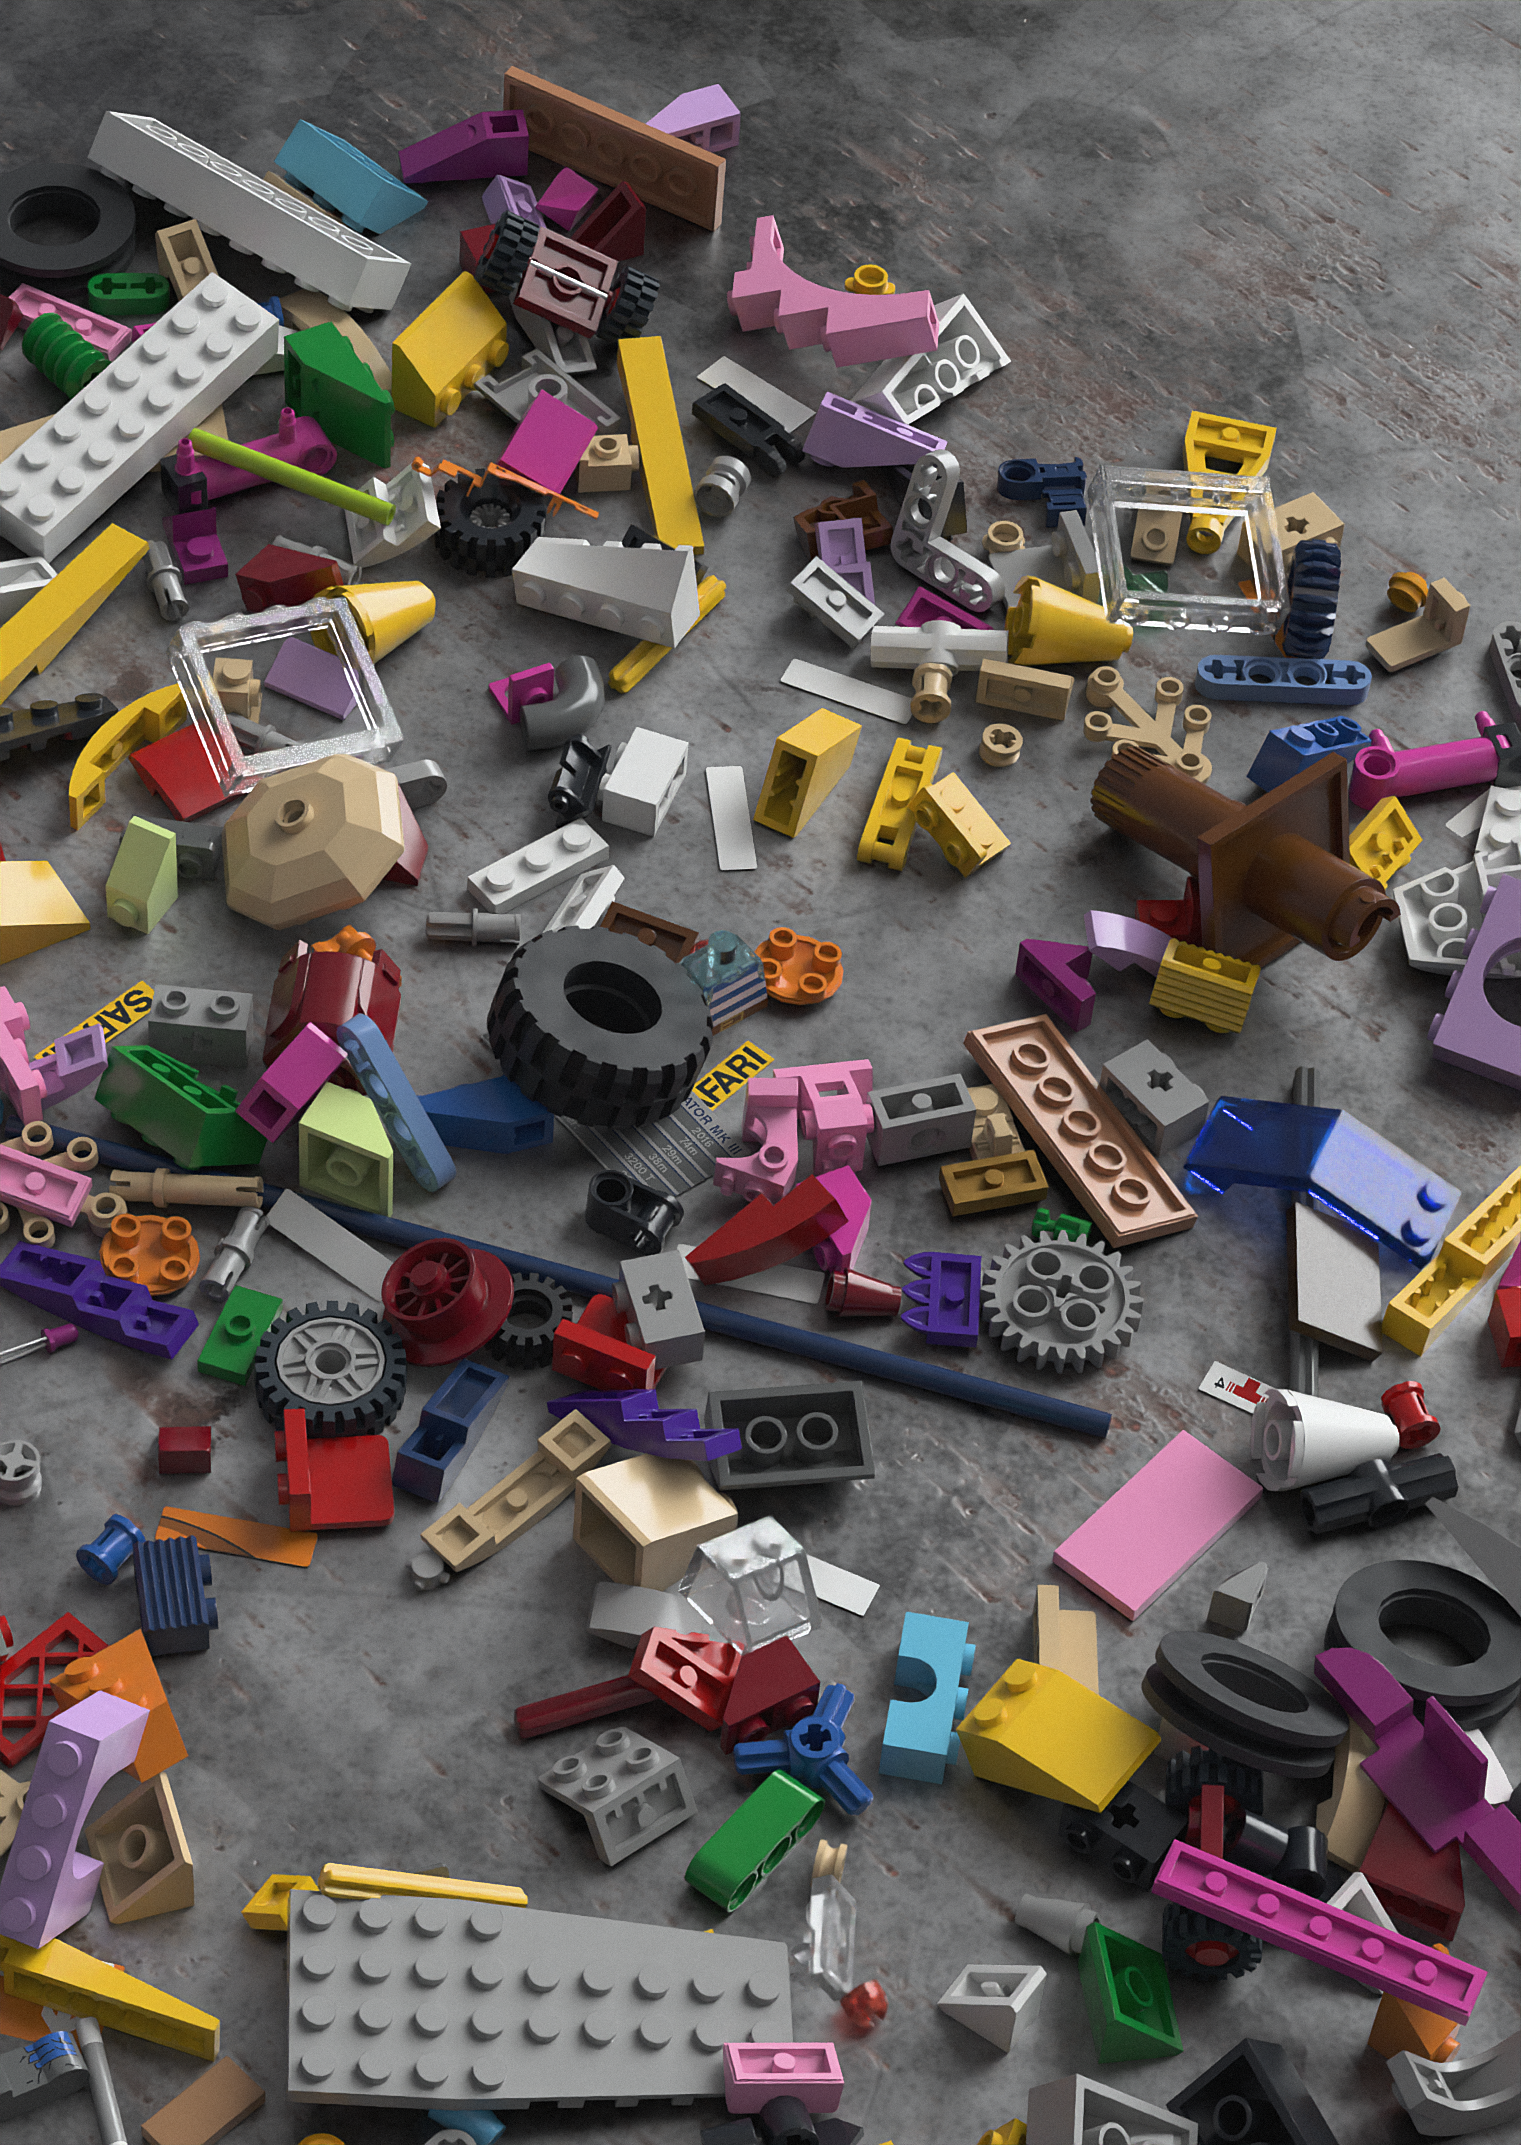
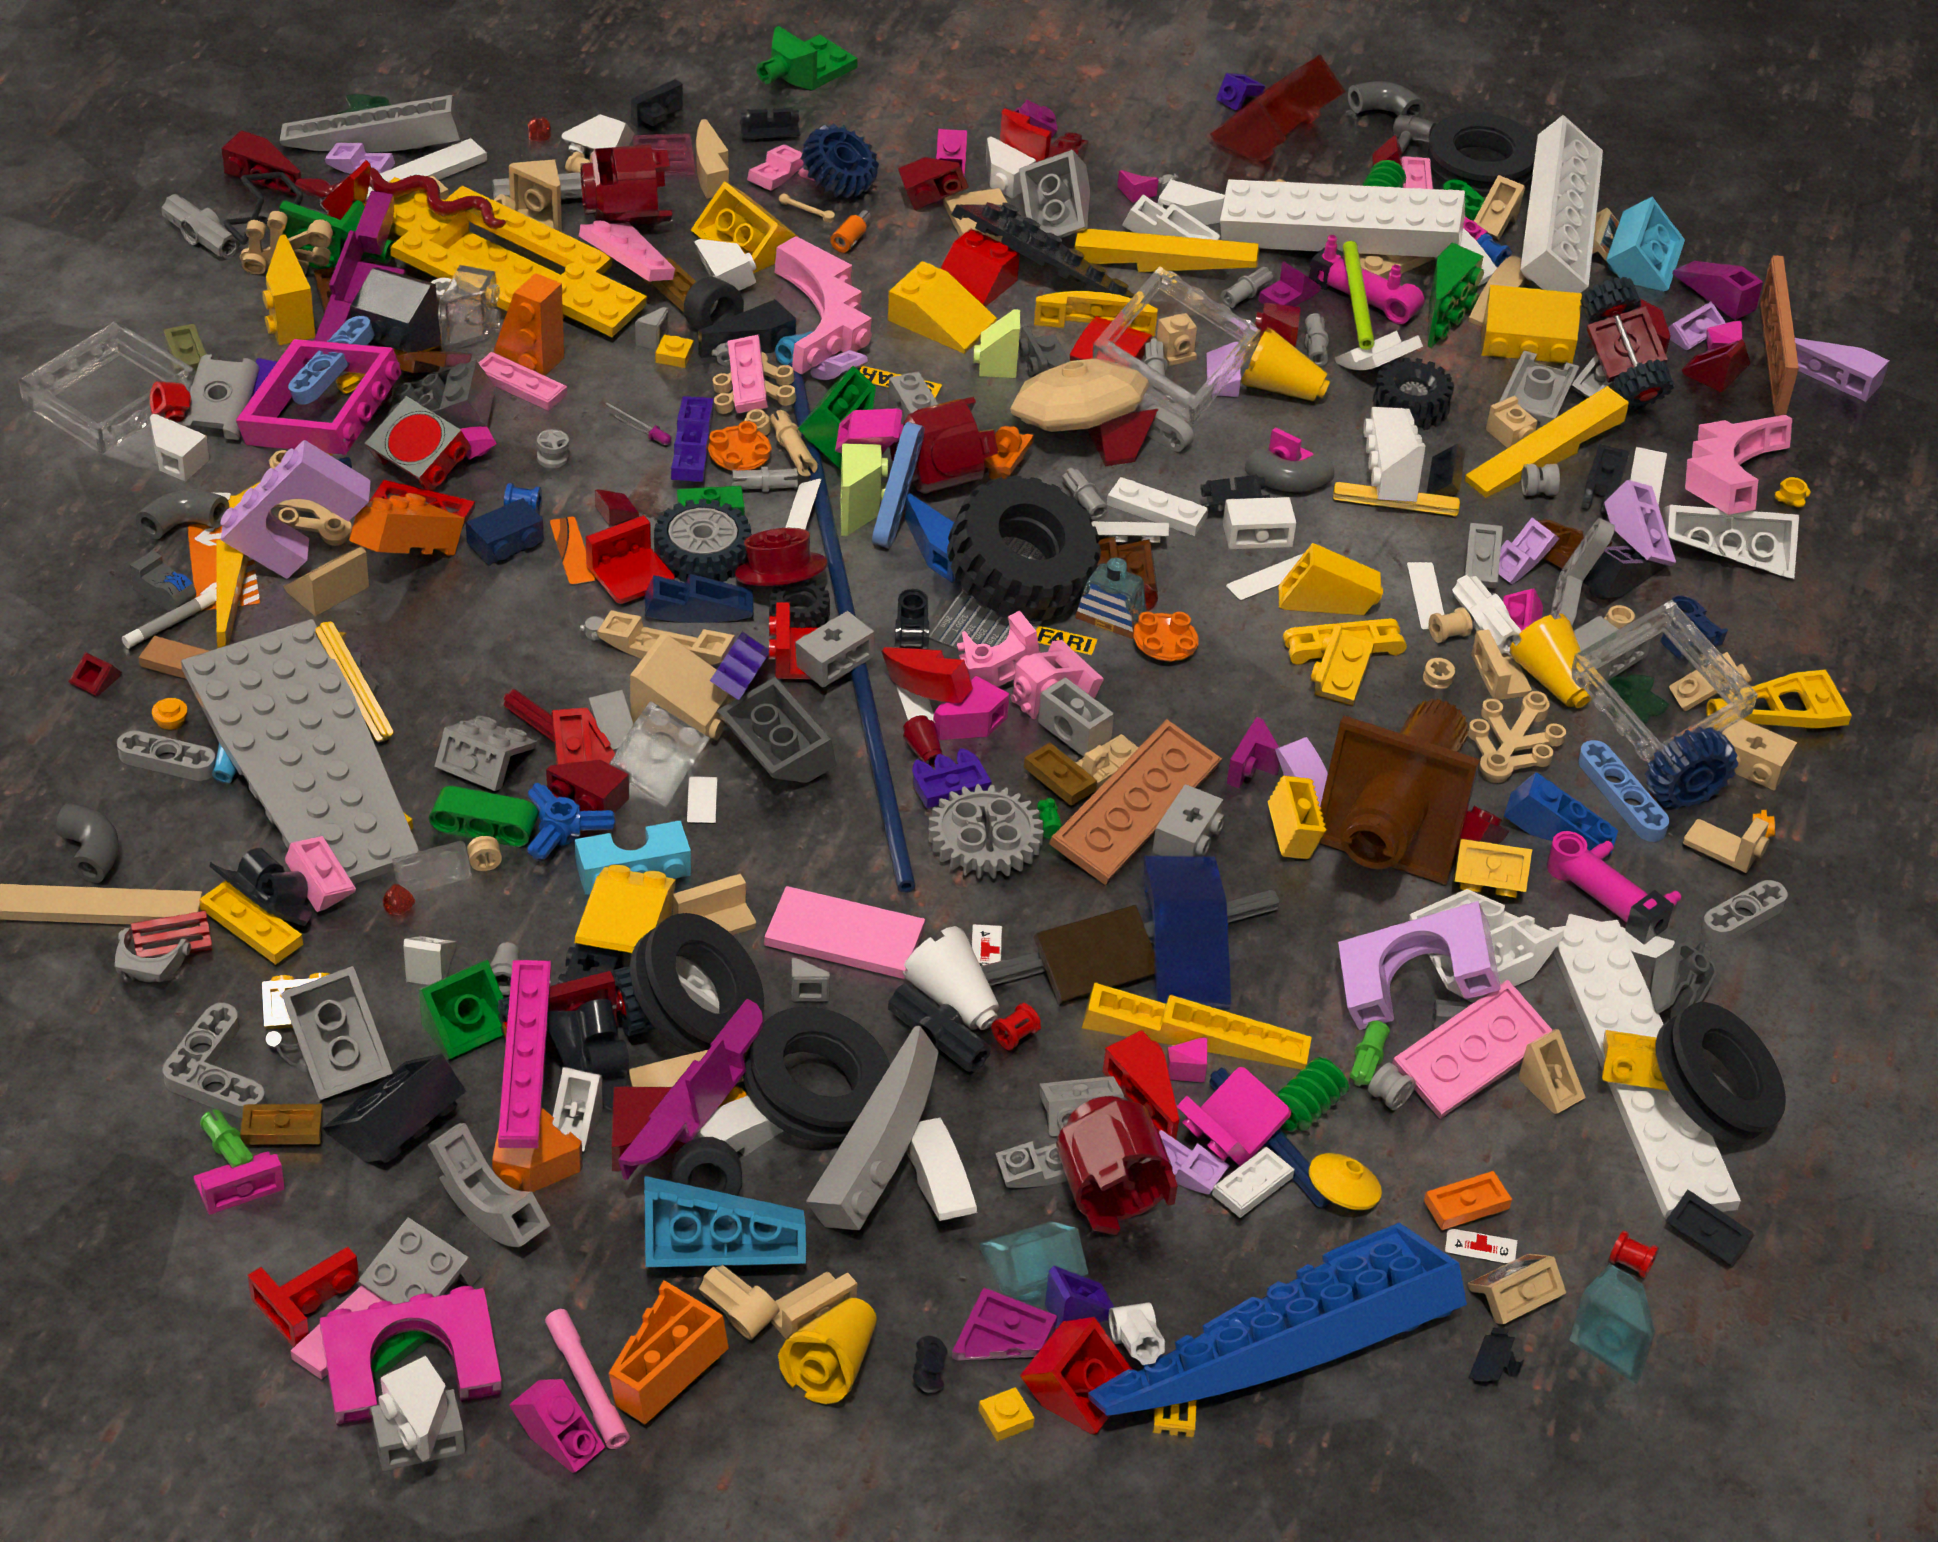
camera: 65 degrees right, 5 degrees down
(452, 469) = (1442, 377): orange piece -> none
(547, 442) = (1484, 383): dark pink slope -> none

